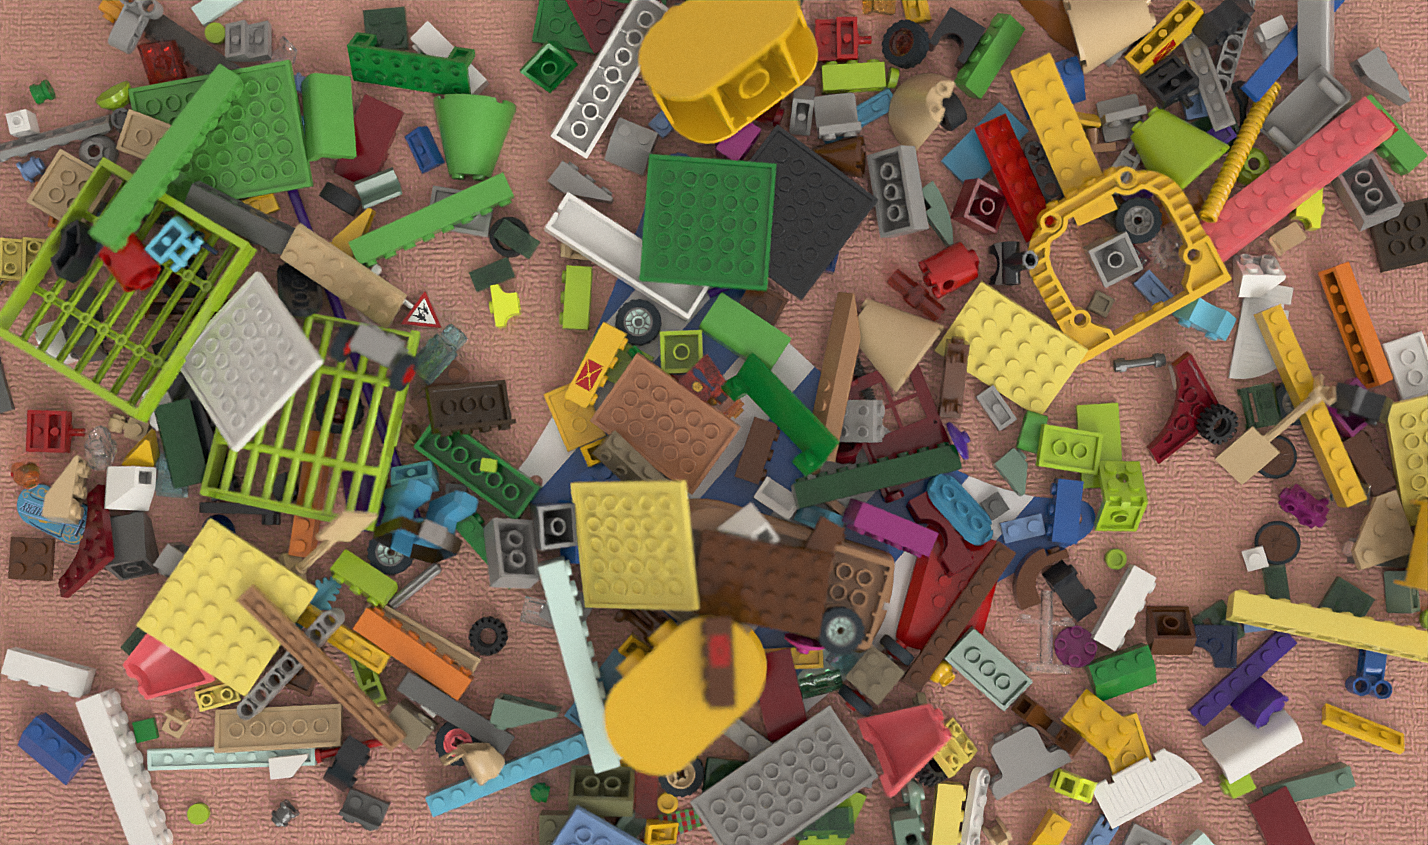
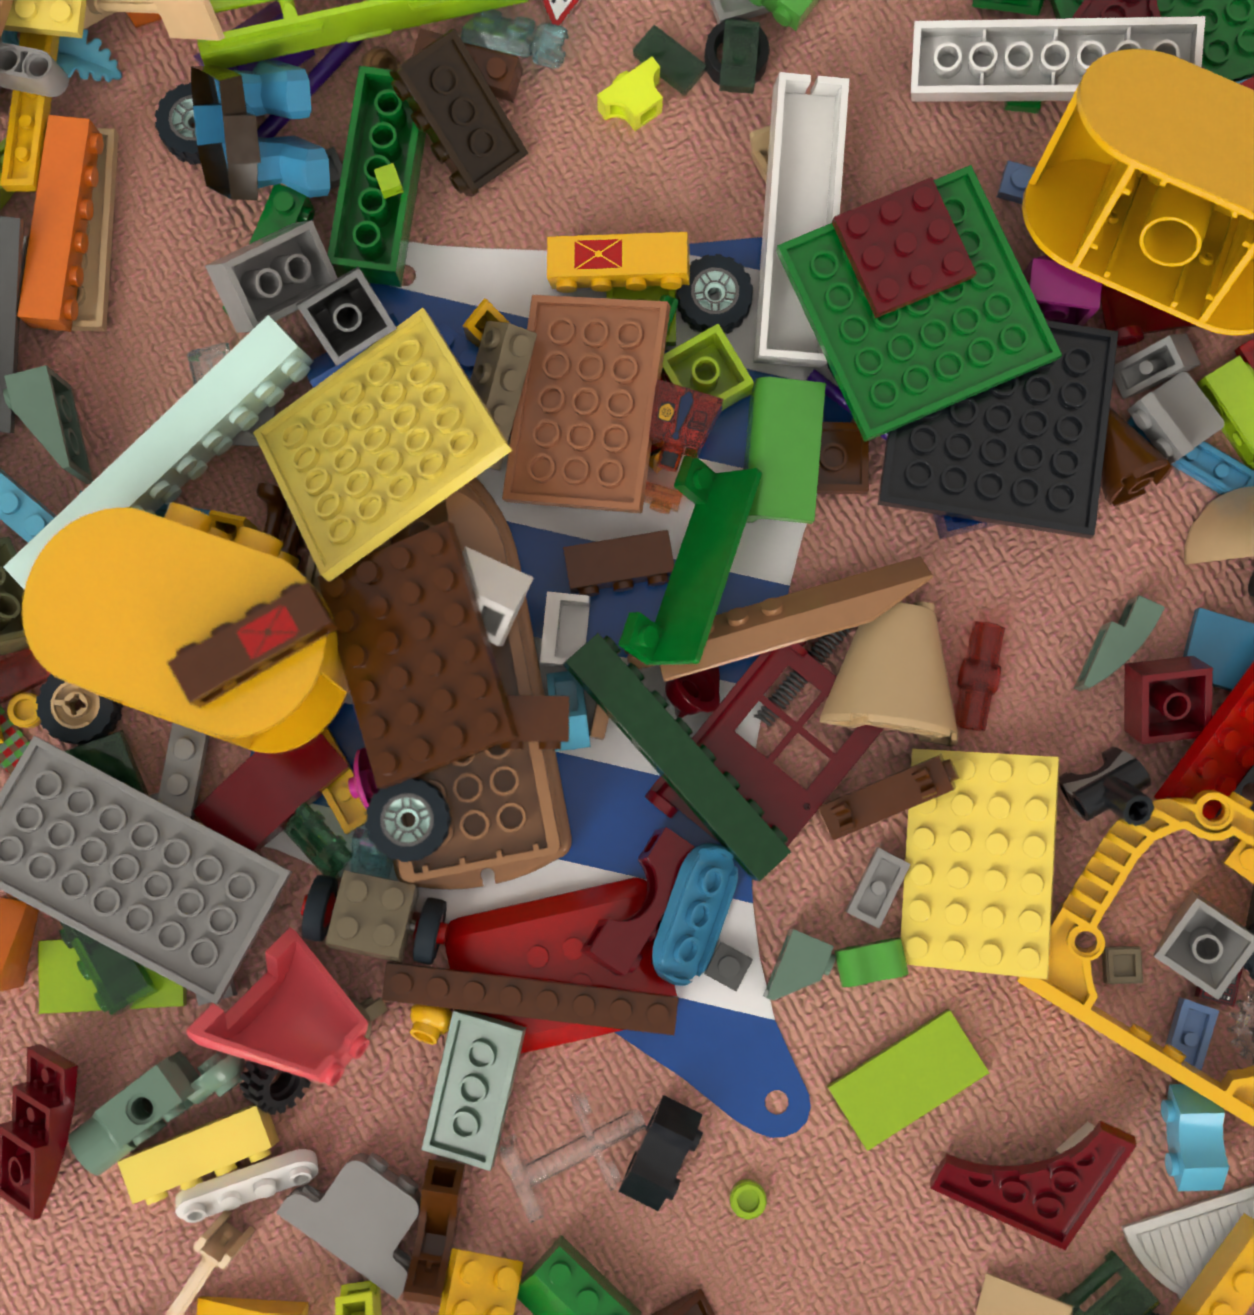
camera: 60 degrees right, 5 degrees down
(363, 579) = (132, 101): lime brick -> none
(415, 585) = (163, 182): light grey axle -> none
(421, 471) = (329, 102): medium azure slope -> none
(479, 645) = (129, 307): black tyre -> none
(569, 180) = (864, 112): light grey slope -> none
(572, 419) = (519, 275): yellow tile -> none
(576, 298) = (701, 190): lime brick -> none
(631, 146) = (965, 140): light grey slope -> none
(676, 215) = (903, 247): none -> dark red plate
(863, 421) = (748, 694): light grey bracket -> none
(894, 529) = (610, 819): magenta brick -> none
(898, 191) = (1120, 563): light grey brick -> none
(949, 269) = (1048, 703): red cylinder -> none
(956, 751) = (323, 1108): light yellow slope -> none
(959, 439) = (799, 855): dark purple dish -> none
(1022, 528) = (717, 1027): medium blue plate -> none
(1027, 571) = (651, 1071): reddish brown arch -> none
(1064, 511) = (779, 1078): blue brick -> none
(1069, 449) = (877, 1034): lime plate -> none
(1075, 646) = (579, 1209): magenta dish -> none
(1120, 498) = (845, 1154): lime bracket -> none
(1123, 607) = (679, 1252): white brick -> none
(1157, 360) = (1086, 1098): dark grey bar -> none
(1209, 419) = (1044, 1265): black tyre -> none

